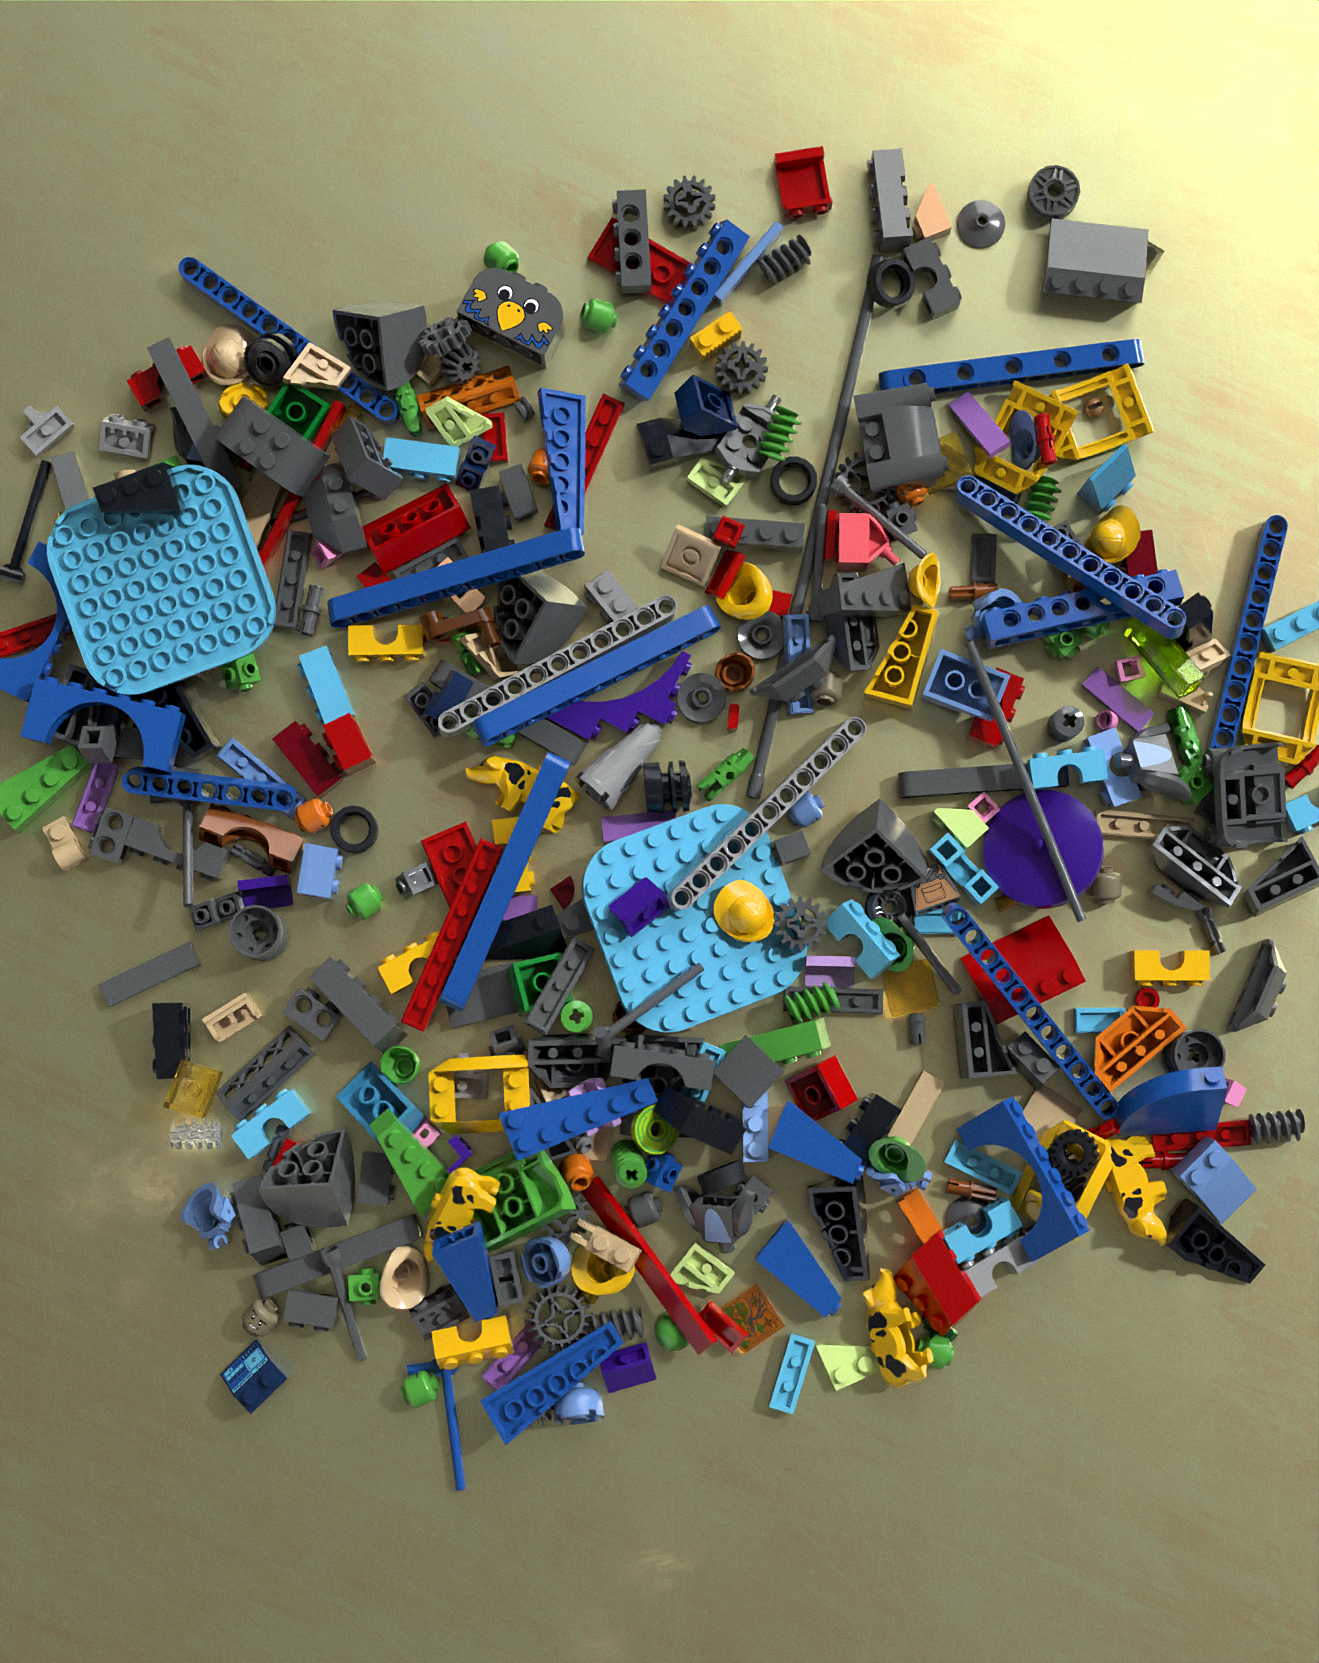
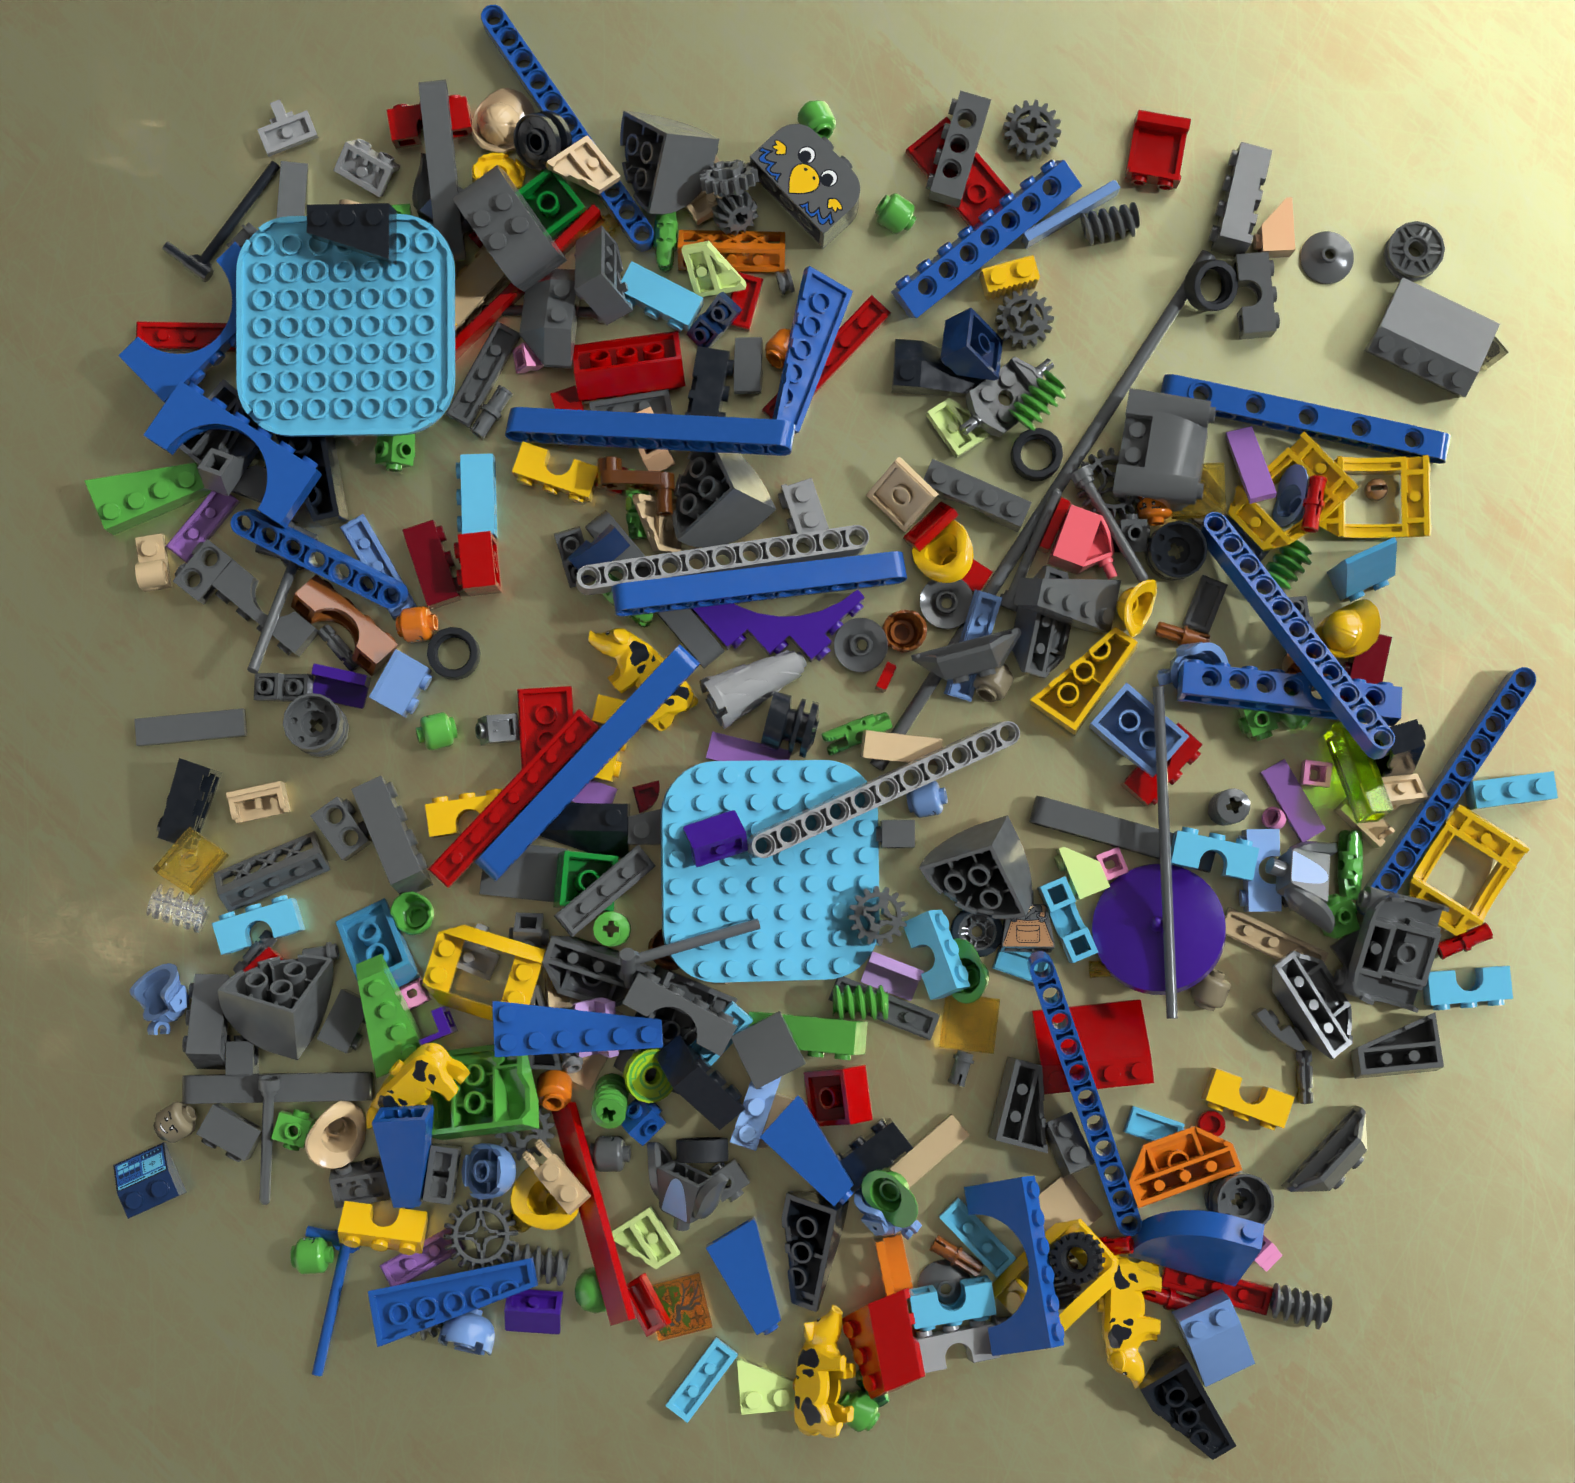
camera: 20 degrees right, 0 degrees up
(43, 532) = (245, 234): none -> dark grey pin
(339, 1123) = (329, 950): none -> dark grey pin
(728, 532) = (949, 483): red tile -> none
(744, 911) = (823, 882): yellow hat -> none
(765, 773) = (897, 746): none -> tan tile
(928, 953) = (1000, 994): dark grey bar -> none
(946, 507) = (1190, 544): none -> black wheel

